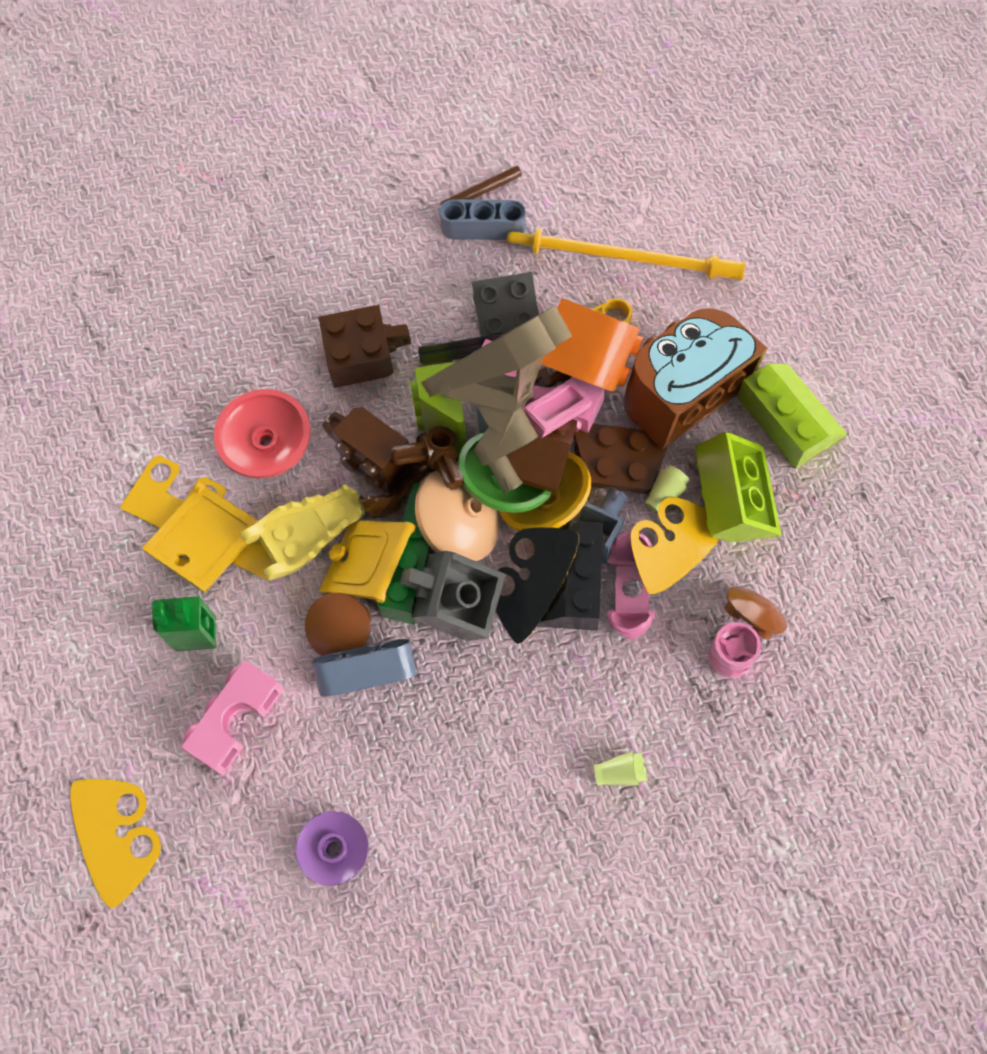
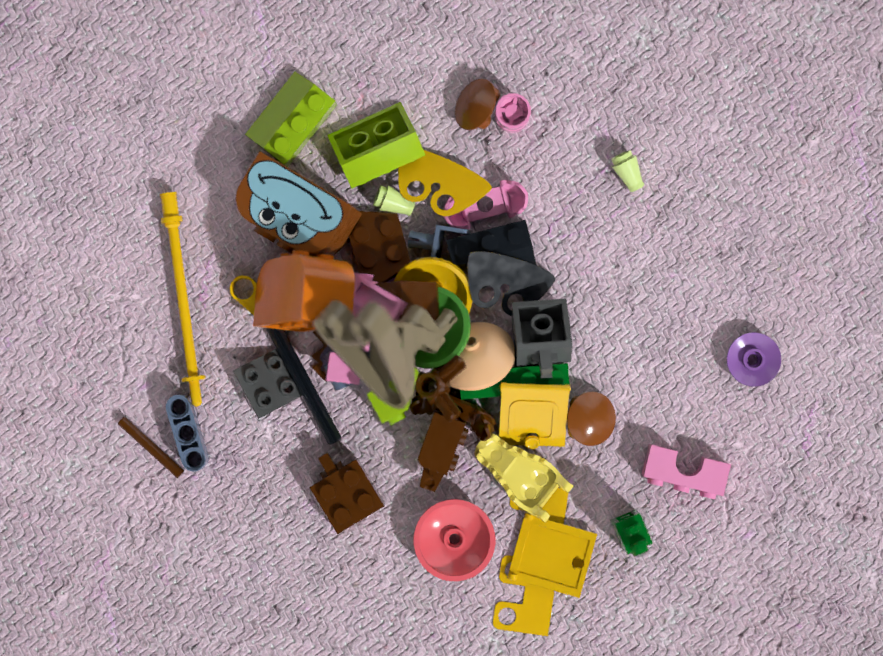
camera: 105 degrees left, 20 degrees up
(108, 857) = (811, 523): yellow piece -> none
(364, 667) = (616, 385): sand blue beam -> none

